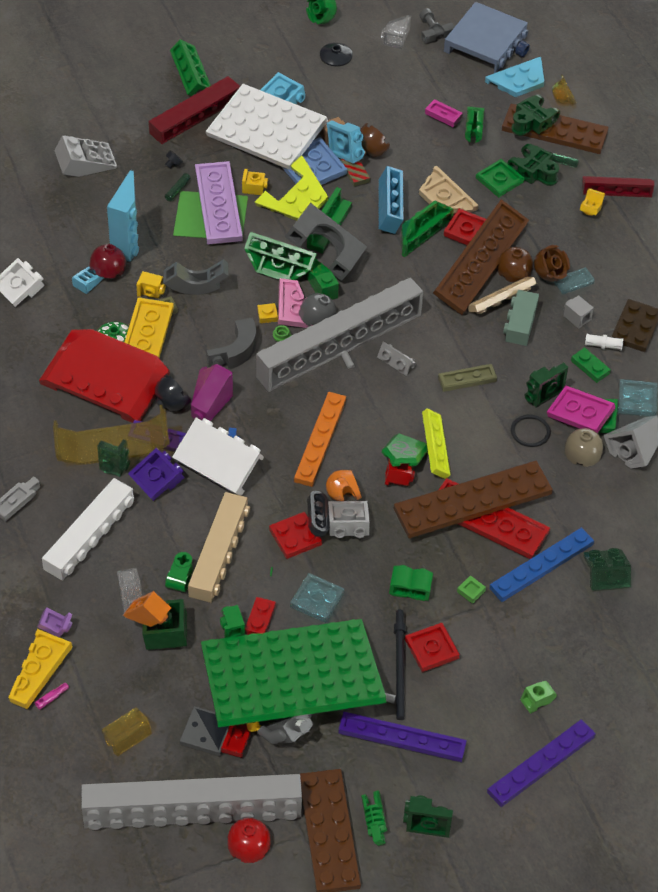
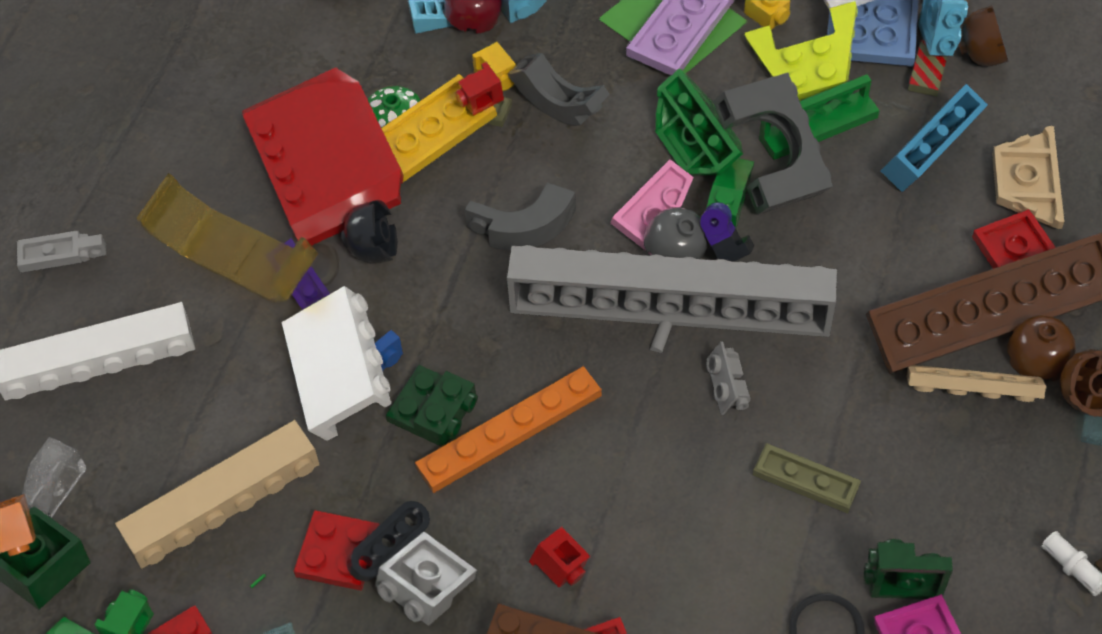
camera: 45 degrees right, 5 degrees up
(113, 458) = (212, 276): clear green bracket -> none
(156, 473) = (247, 333): dark purple plate -> none
(161, 296) = (480, 90): none -> red brick
(180, 572) = (133, 493): green piece -> none
(211, 392) = (418, 268): magenta slope -> none
(267, 313) = (612, 197): yellow plate -> none
(277, 449) = (433, 405): none -> dark green plate
(281, 333) = (602, 234): bright green plate -> none
(339, 296) = (723, 235): none -> leg
(340, 483) = (459, 519): orange helmet -> none
(404, 450) = (598, 531): green tile -> none
(424, 225) = (949, 205): green wedge -> none
(436, 443) = (657, 551): neon yellow plate -> none
(521, 317) = (973, 437): sand green brick -> none
(578, 311) = (1075, 486): light grey brick -> none
(590, 365) = (1020, 587): green plate -> none

